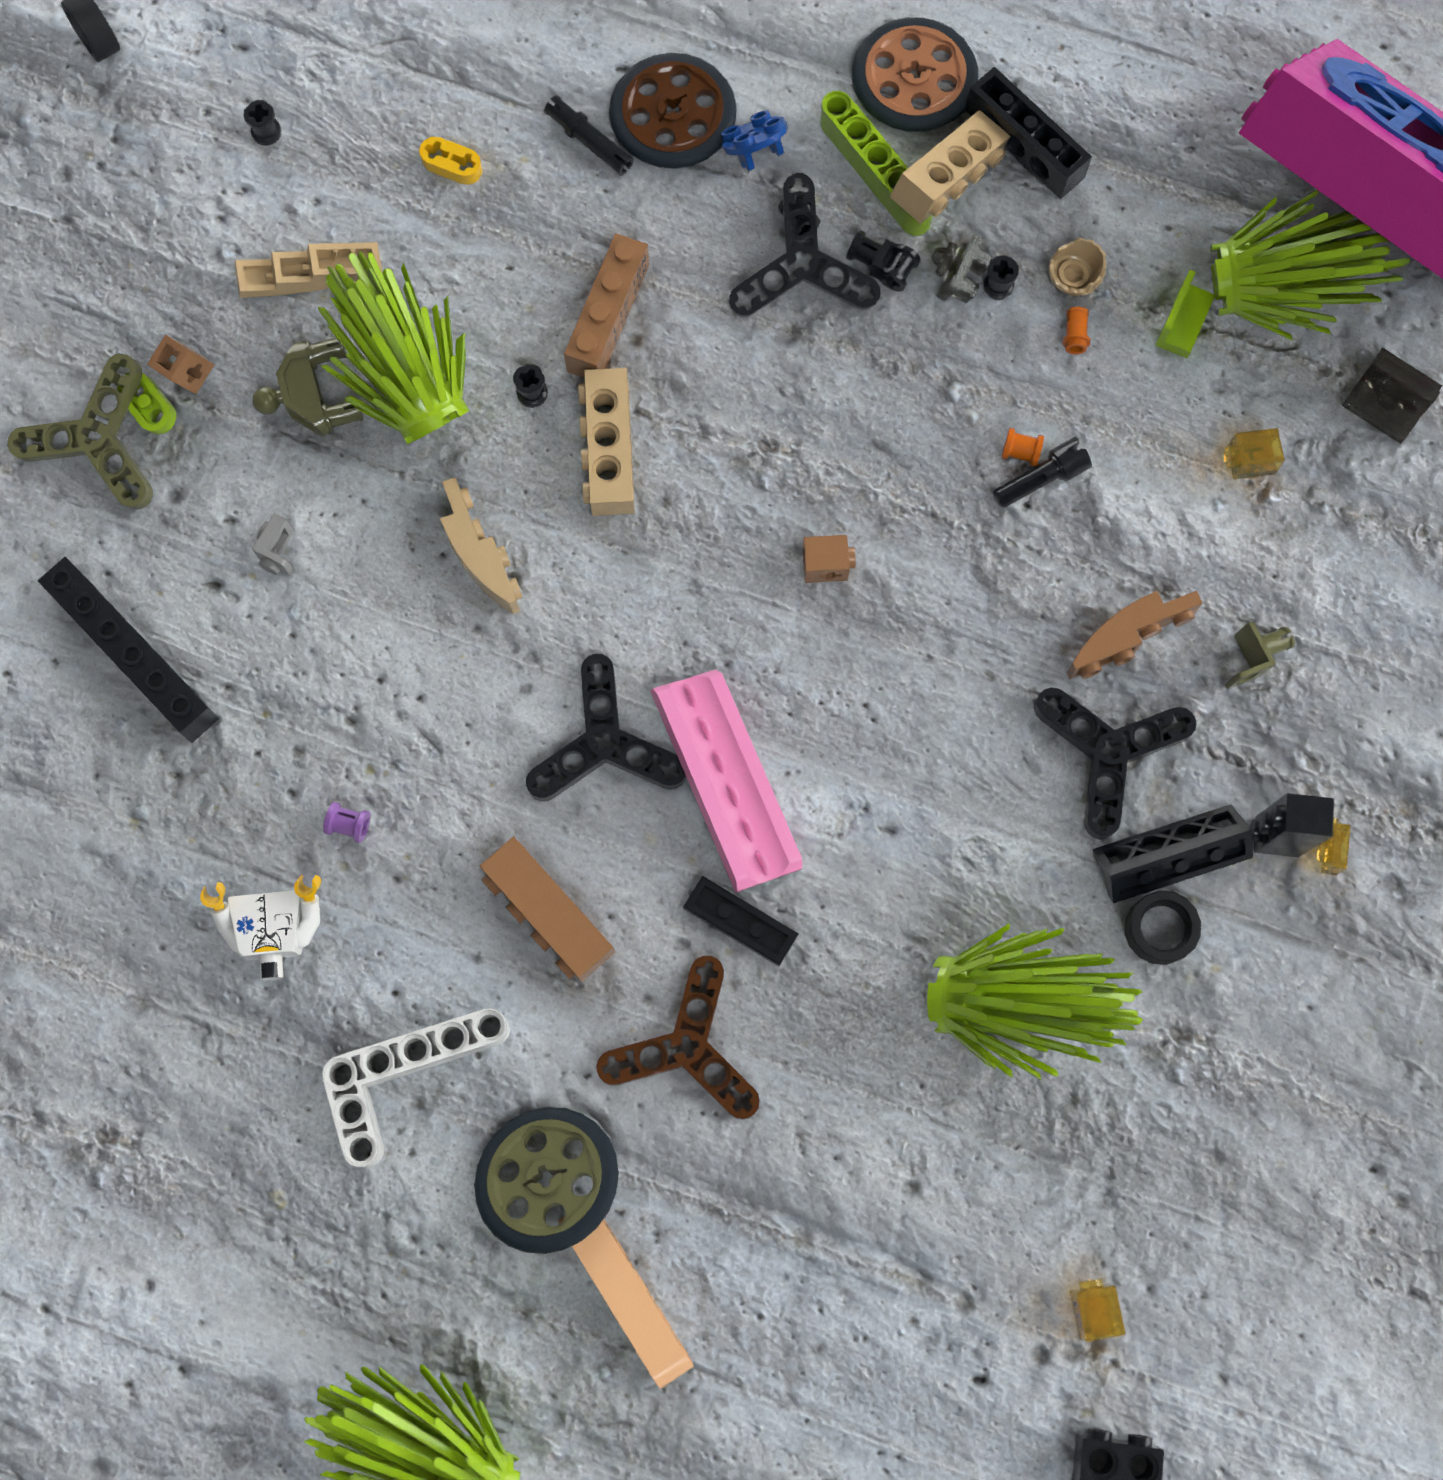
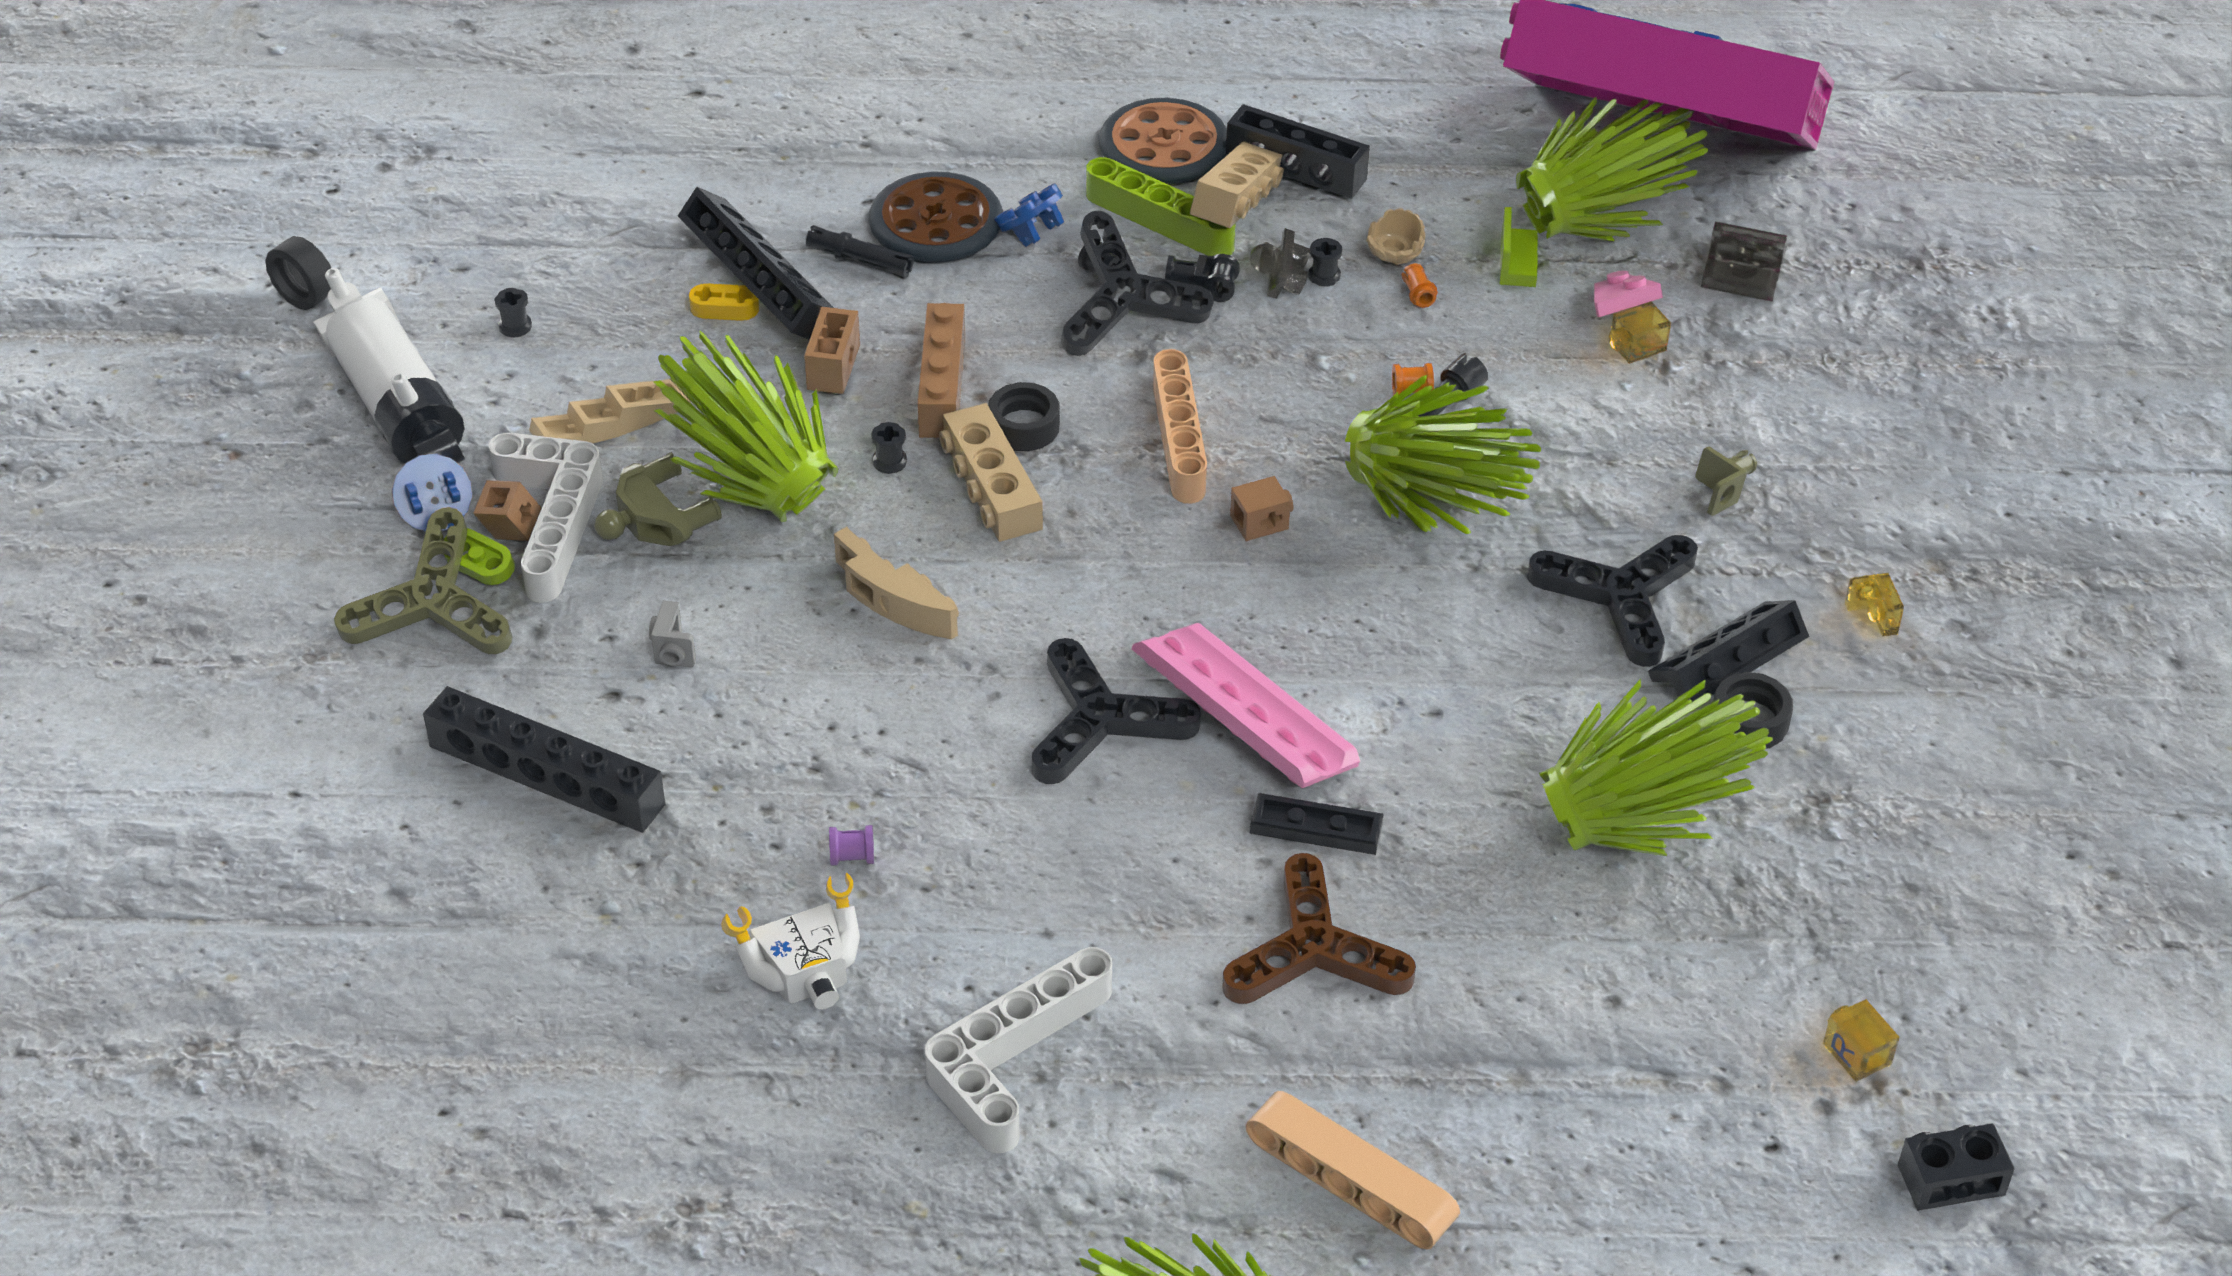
camera: 20 degrees left, 30 degrees down
(110, 327) = (413, 498): none -> plate
(129, 179) = (389, 373): none -> white piece
(228, 366) = (573, 478): none -> white beam
(488, 132) = (754, 261): none -> black brick
(517, 258) = (832, 350): none -> medium nougat brick
(547, 909) = (1107, 860): medium nougat brick -> none
(582, 1212) = (1217, 1087): wedge -> none
(661, 358) = (1027, 397): none -> black tyre
(792, 422) = (1179, 426): none -> light nougat beam
(985, 570) = (1436, 454): none -> lime plant
(1120, 635) = (1591, 484): medium nougat slope -> none
(1256, 406) = (1623, 292): none -> bright pink wing
(1293, 825) = (1833, 575): black brick -> none

